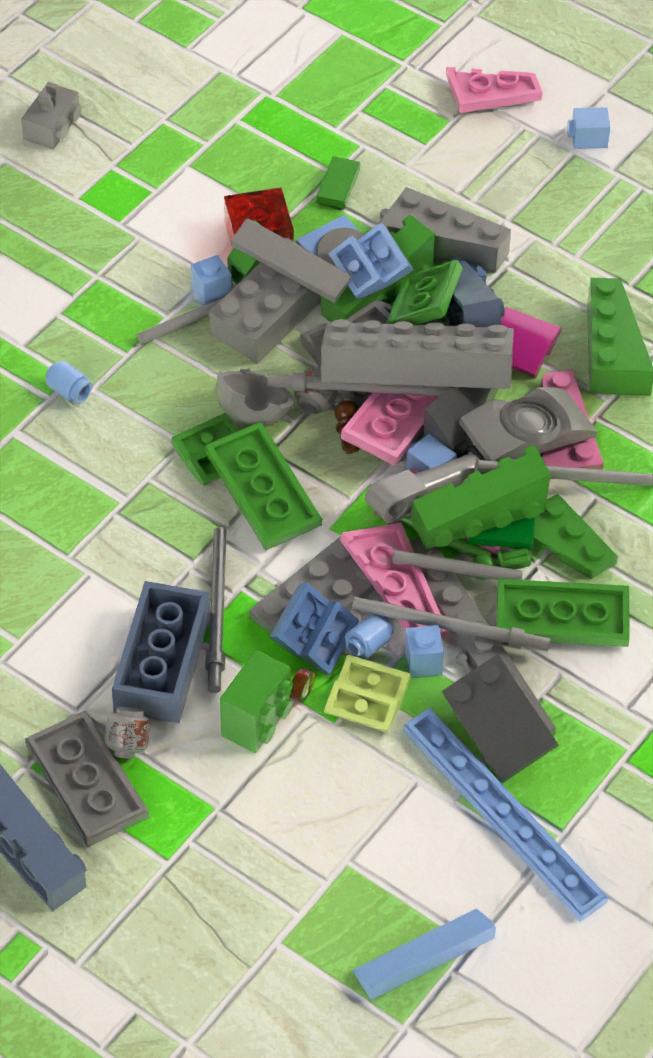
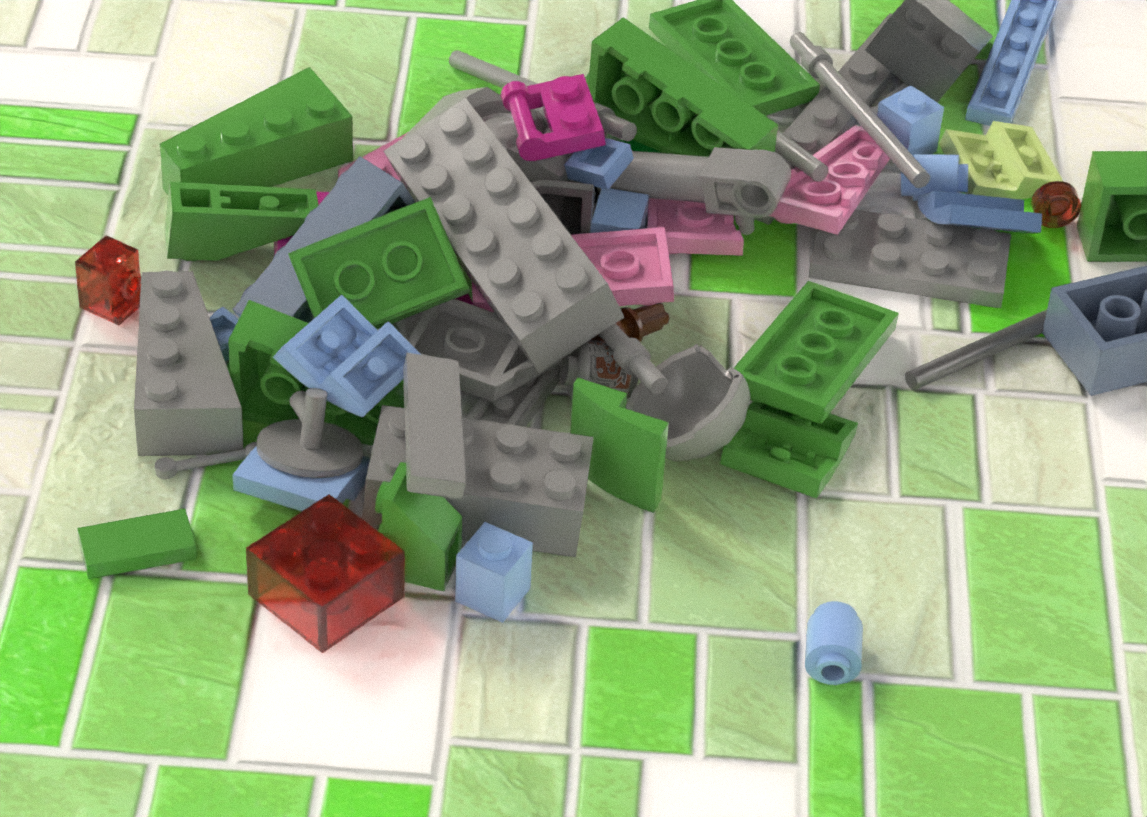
camera: 125 degrees left, 10 degrees down
(176, 323) = (599, 596): light grey bar -> none
(251, 348) = (626, 444): none -> bright green slope
(456, 435) = (600, 164): none -> medium blue plate
(497, 429) = (568, 112): none -> dark pink plate
(532, 235) = (109, 280): none -> clear red brick
(543, 291) = (230, 219): none -> bright green slope

